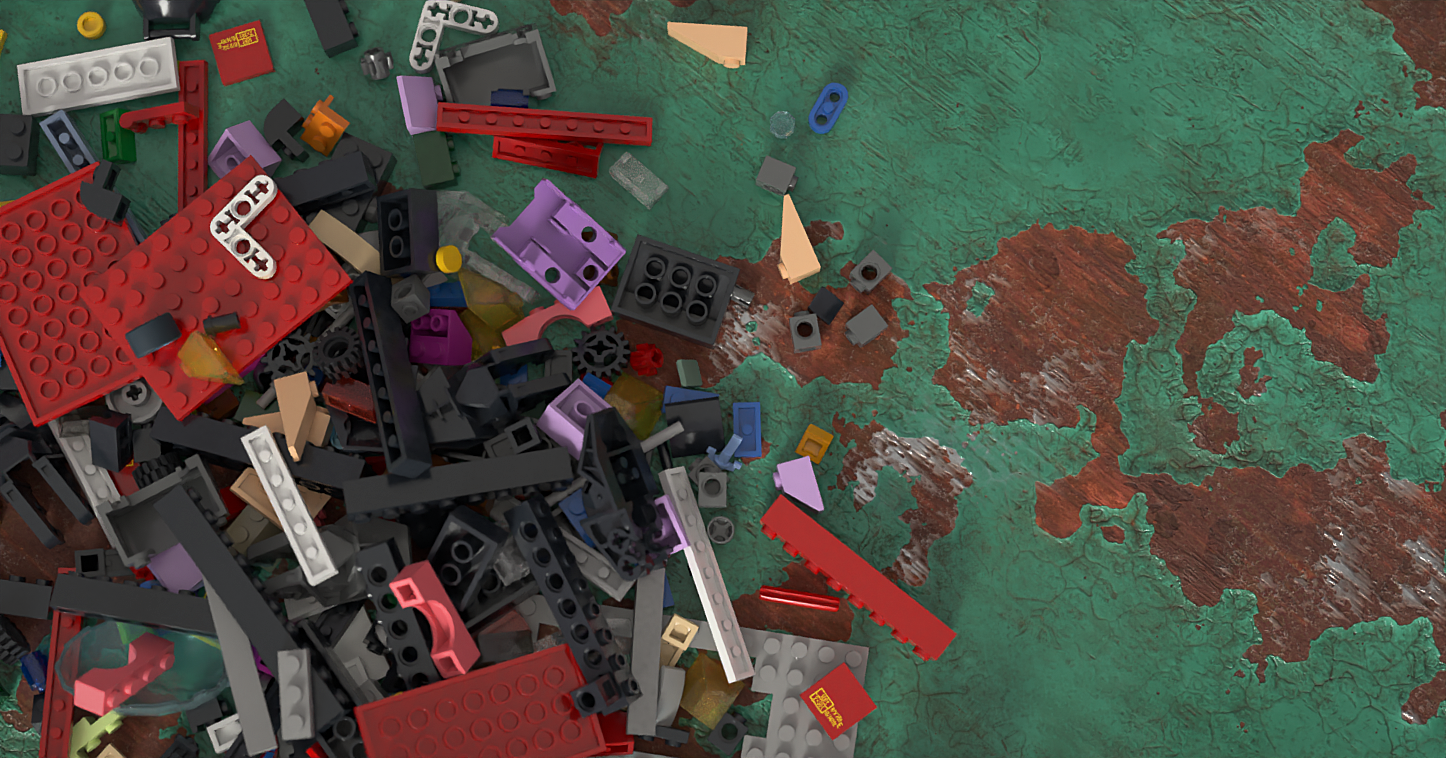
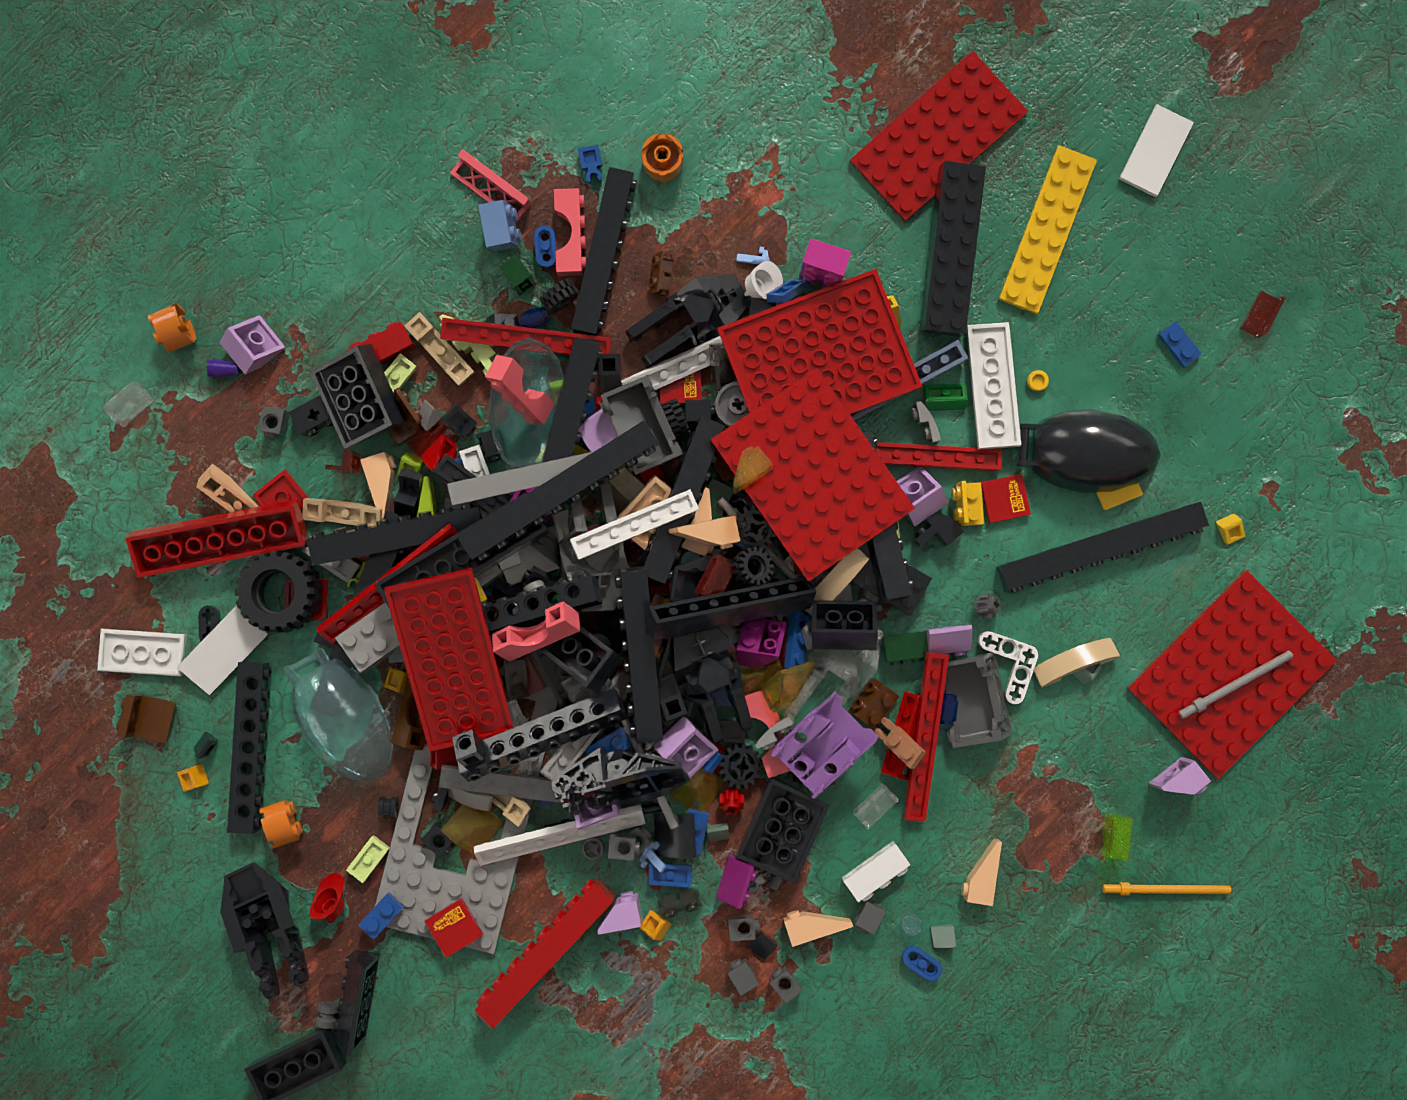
camera: 95 degrees right, 5 degrees up
(99, 196) = (889, 388): black brick -> none
(111, 440) = (702, 384): black hinge -> none
(142, 160) = (923, 416): none -> light grey slope
(153, 335) = (775, 427): black wheel -> none
(158, 117) = (956, 431): red plate -> none
(221, 323) = (781, 479): black pin -> none
(237, 232) = (851, 496): white beam -> none
(249, 97) = (968, 504): none -> yellow bracket
(296, 694) = (486, 524): light grey plate -> none
(323, 127) = (937, 561): orange bracket -> none
(410, 298) = (792, 623): dark grey brick -> none
(448, 259) = (820, 656): yellow tile -> none
(506, 191) = (873, 703): none -> reddish brown bracket
(556, 151) = (901, 743): none -> nougat hinge
(558, 316) = (770, 736): none -> light grey slope
(720, 172) = (876, 872): none -> white brick
(745, 344) = (735, 881): none -> magenta slope
(779, 402) = (672, 906): none -> clear smoke hinge
(793, 84) = (943, 936): none -> sand green slope
(799, 598) = (536, 903): red axle -> none

